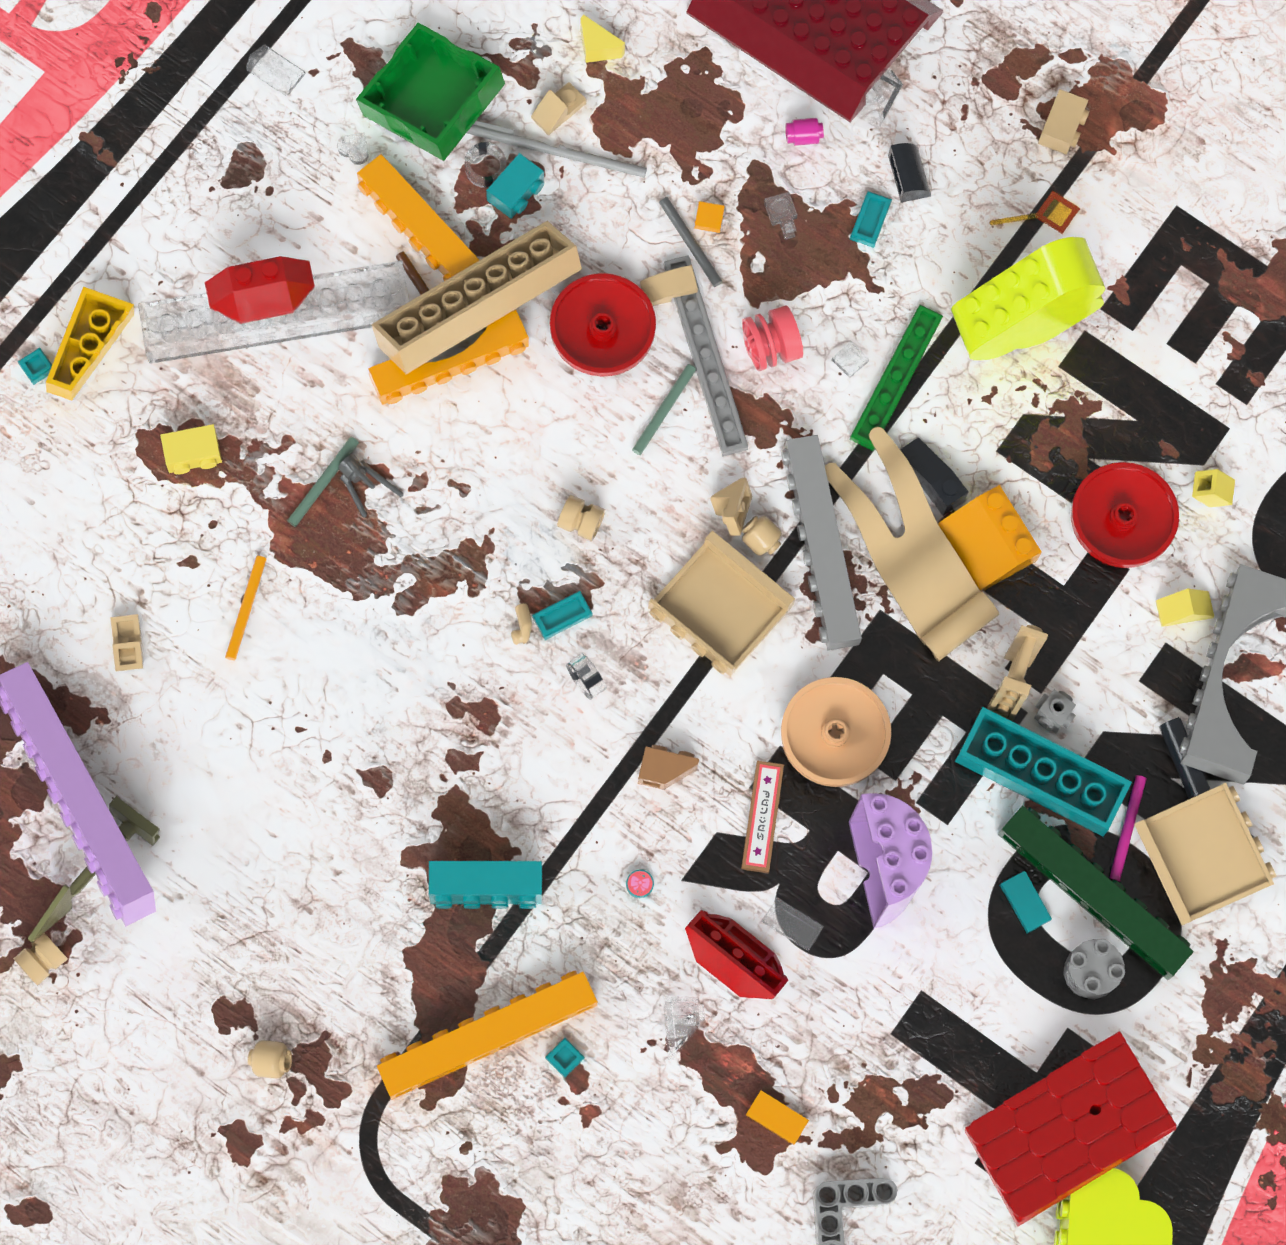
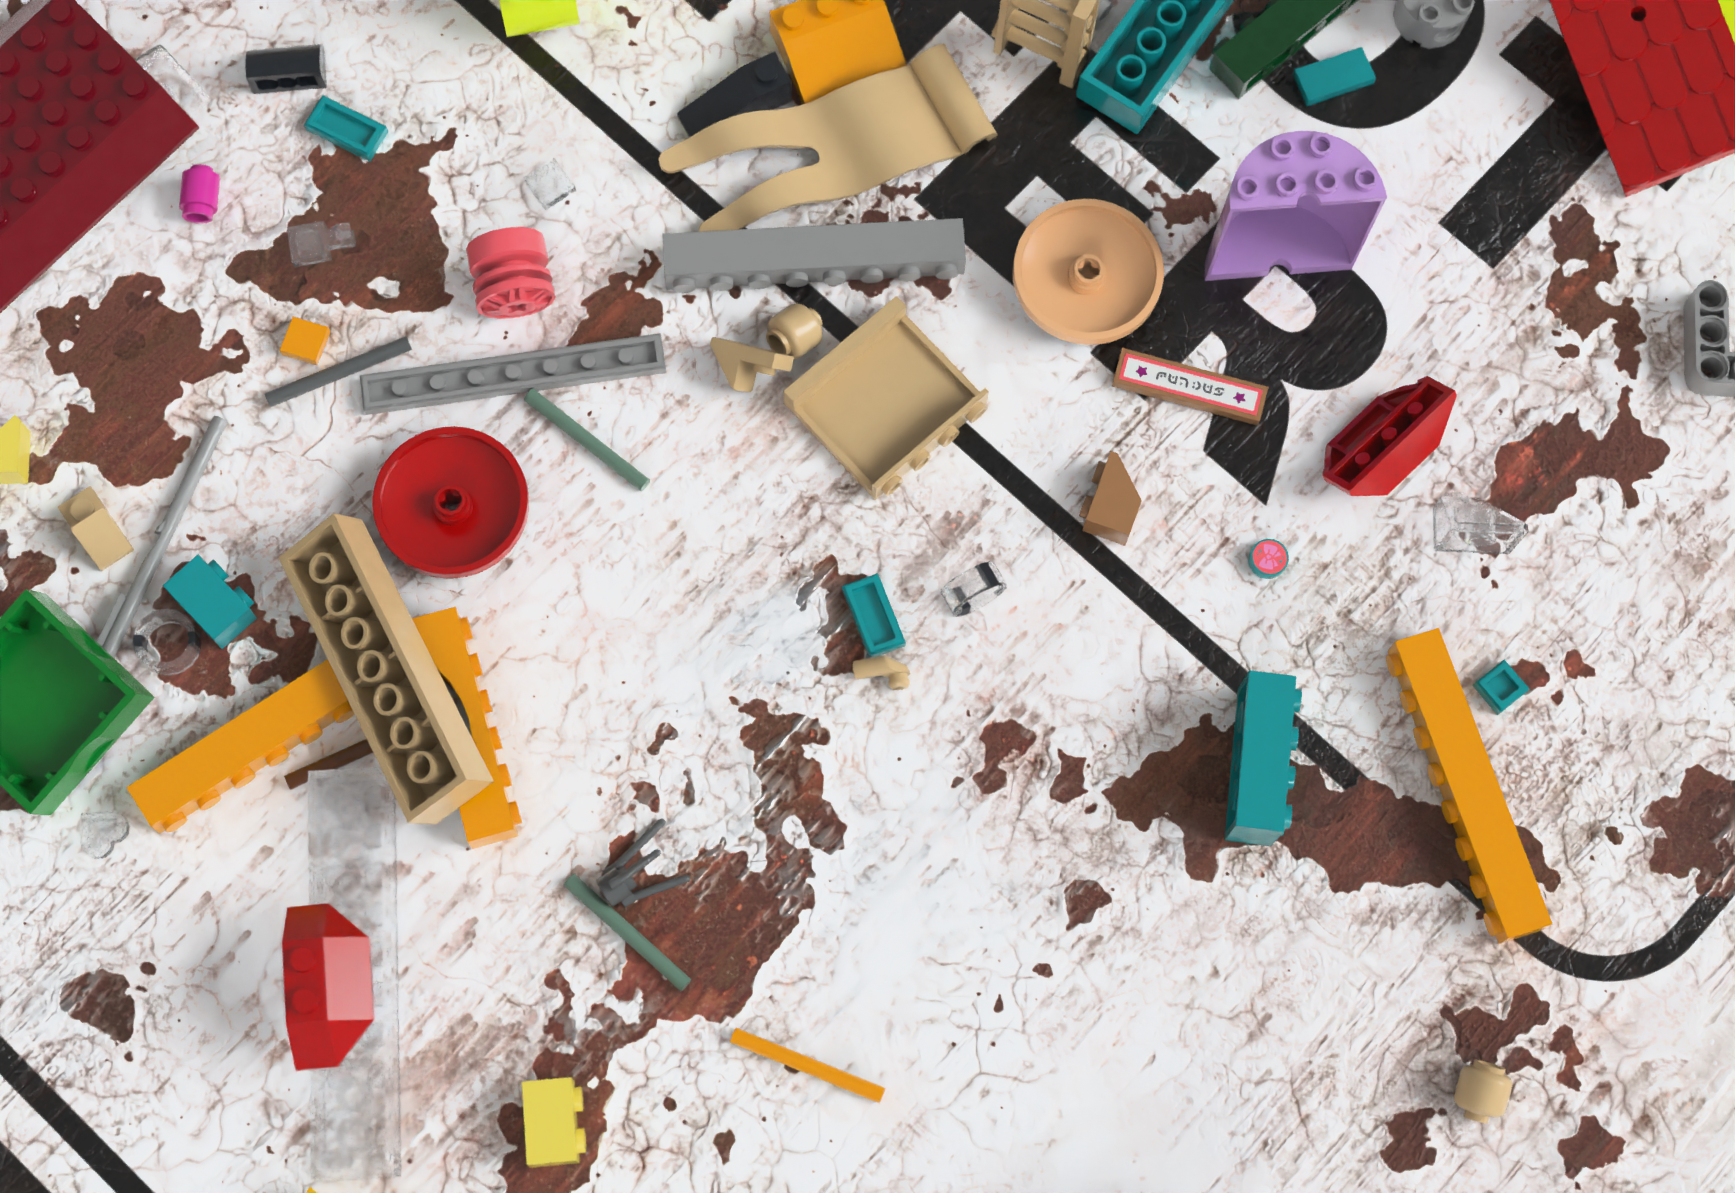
camera: 80 degrees left, 0 degrees up
(580, 517) = (735, 571): tan wheel -> none
(669, 284) = (401, 404): tan slope -> none
(777, 1117) = (1598, 422): light orange tile -> none
(792, 924) = (1340, 368): clear tile -> none
(897, 375) = (583, 127): green tile -> none

